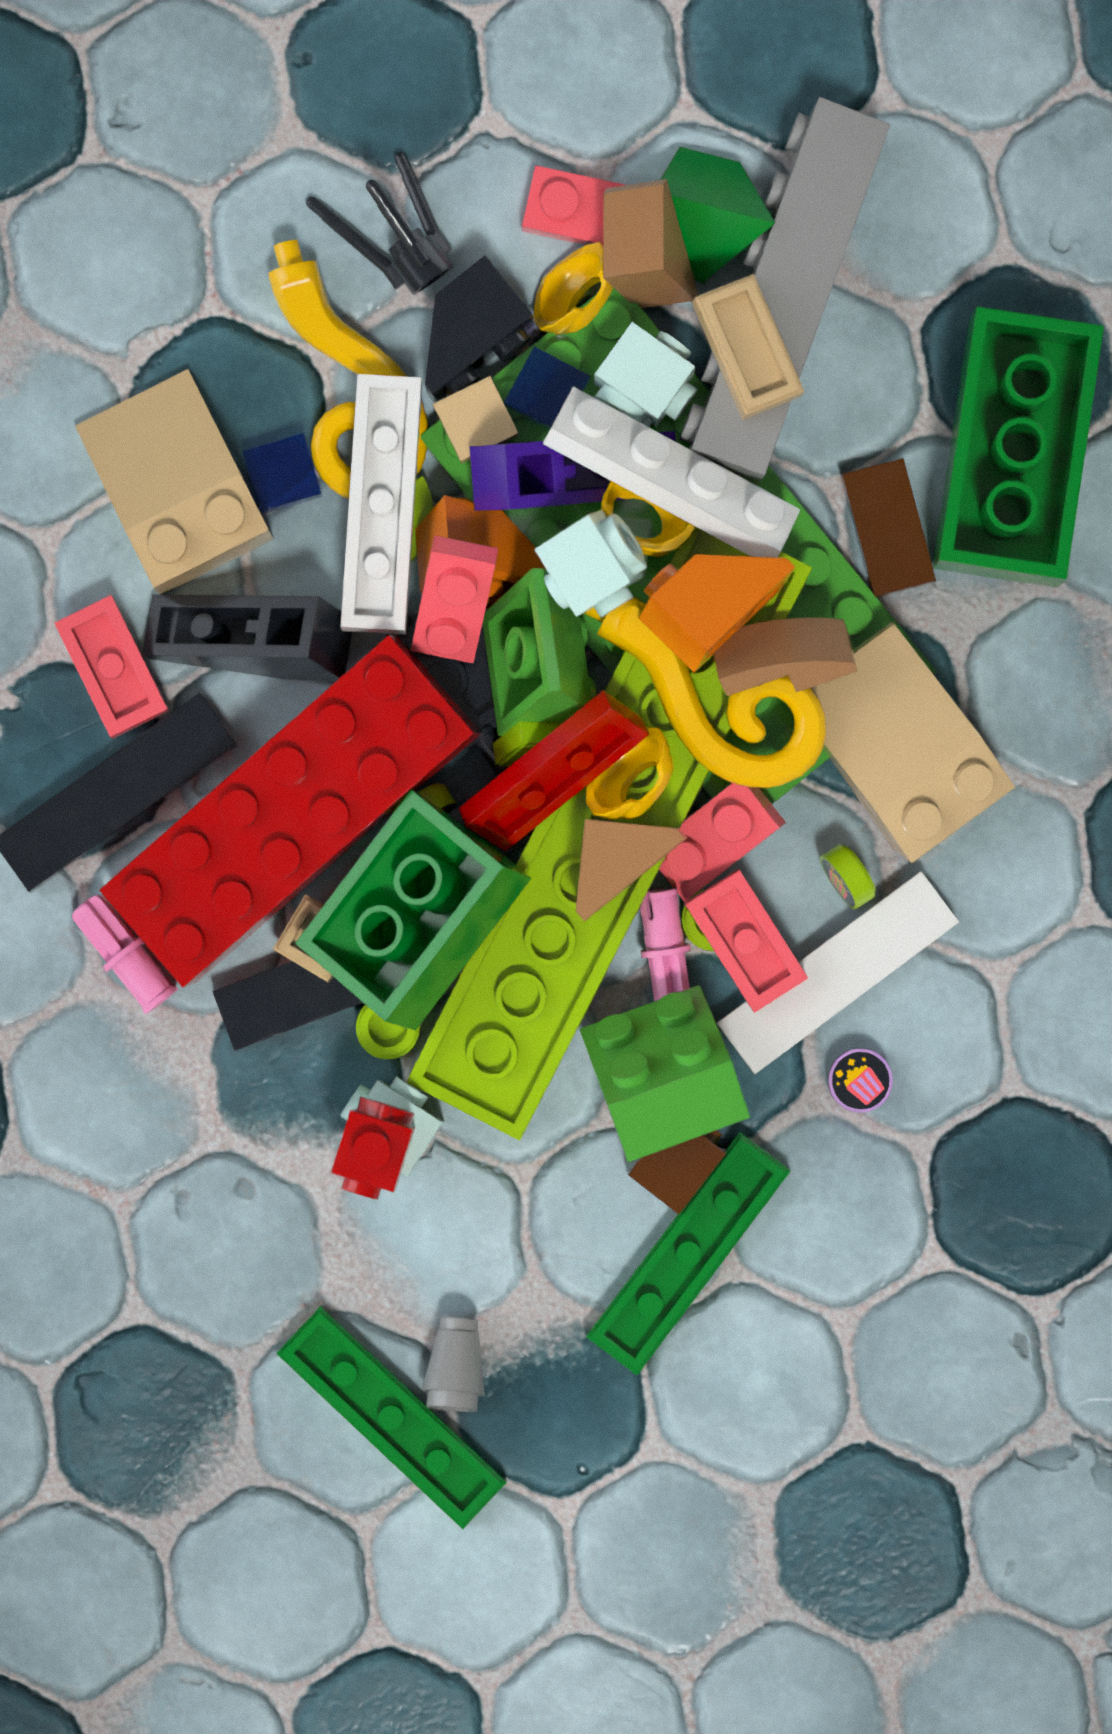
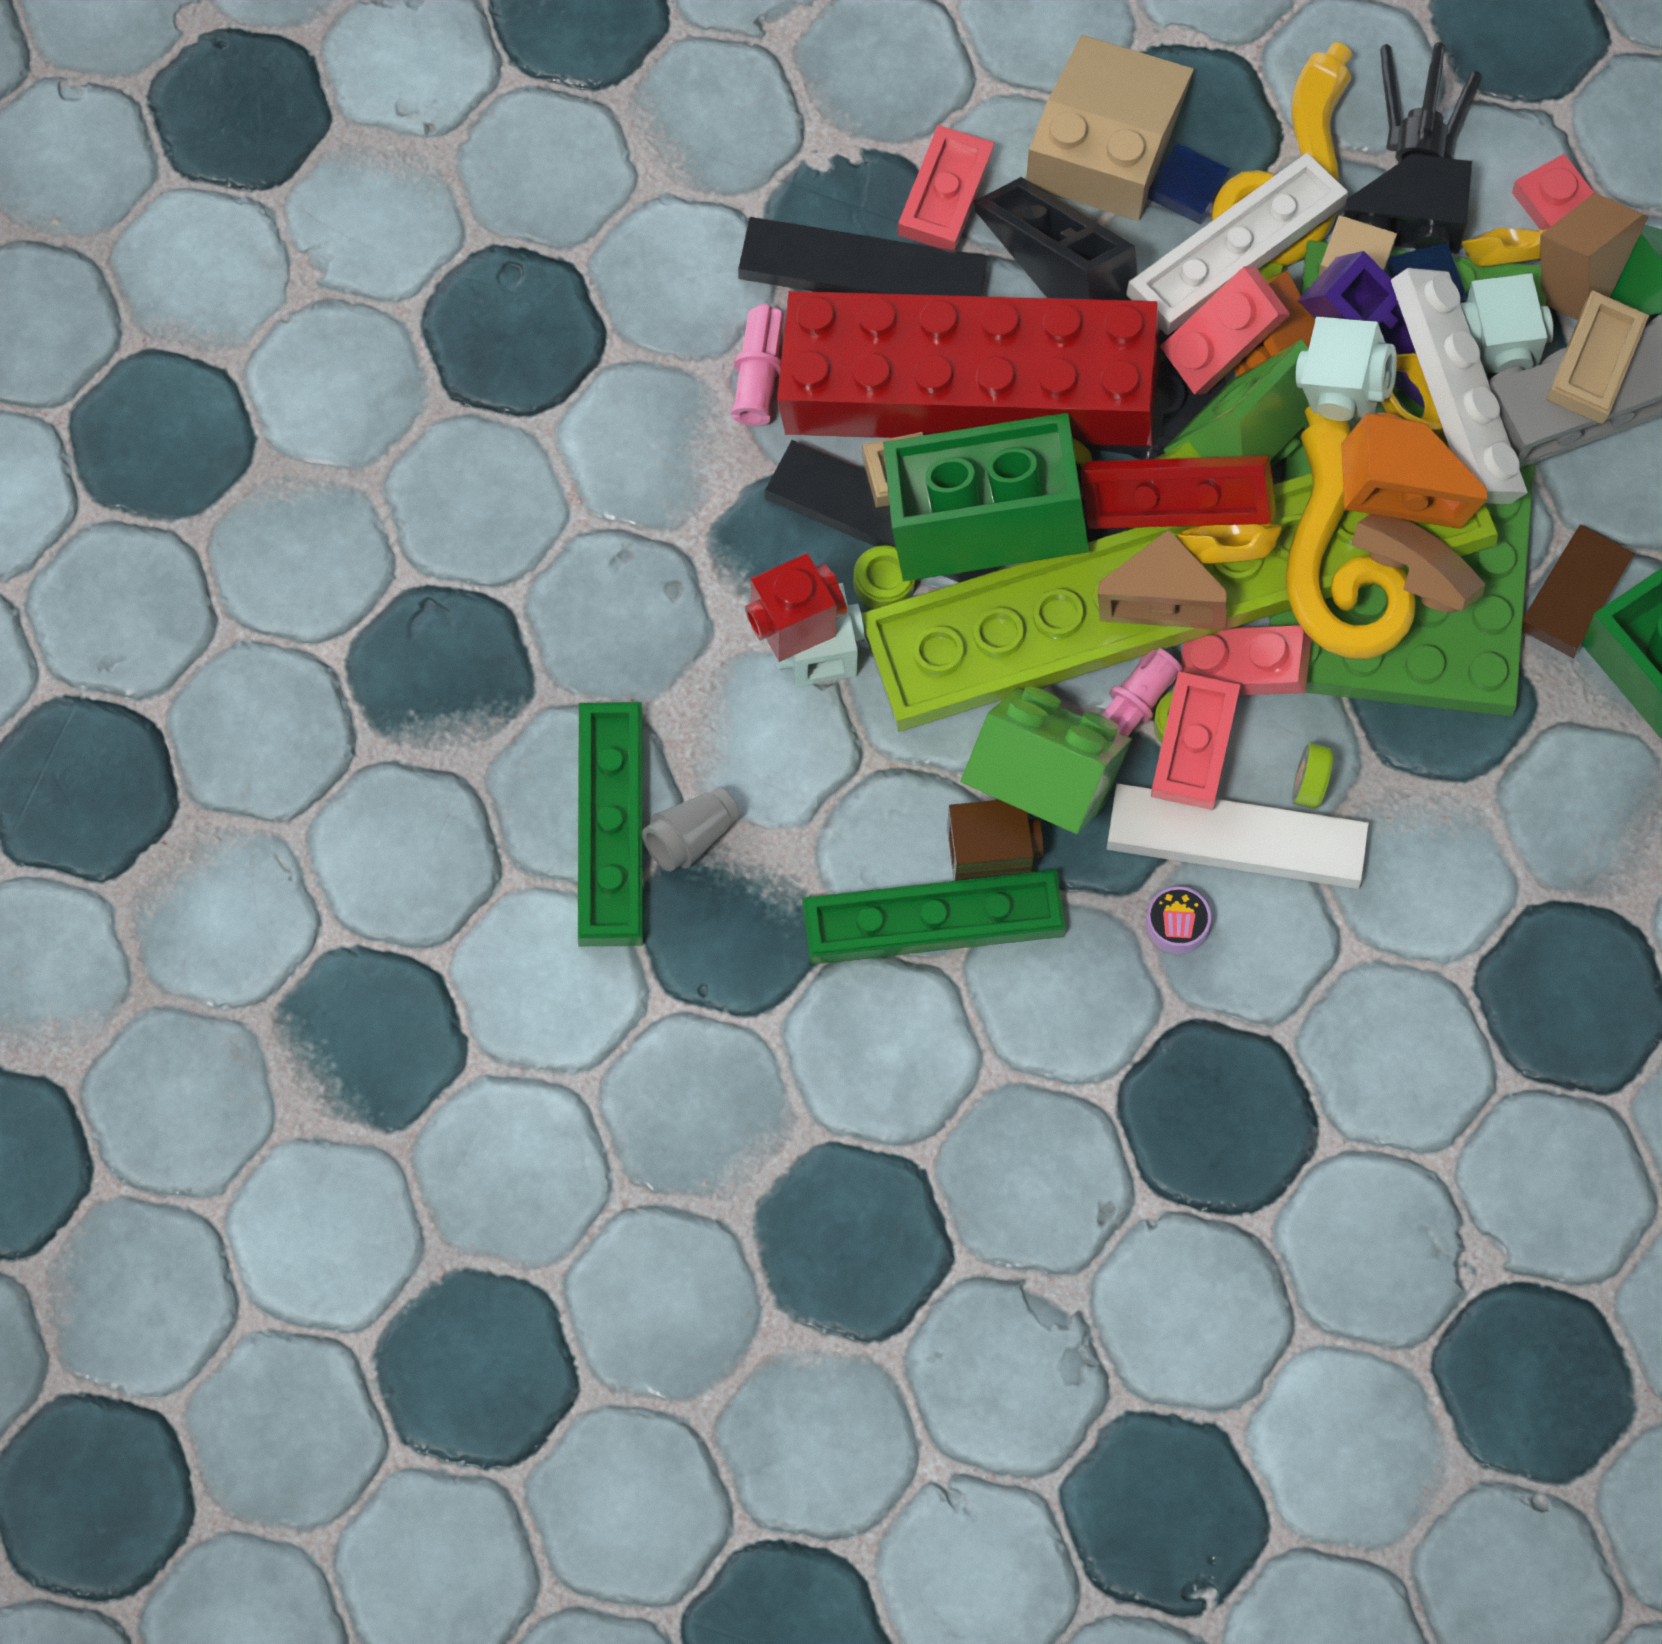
camera: 45 degrees right, 20 degrees down
(907, 746) = (1443, 719): tan slope -> none

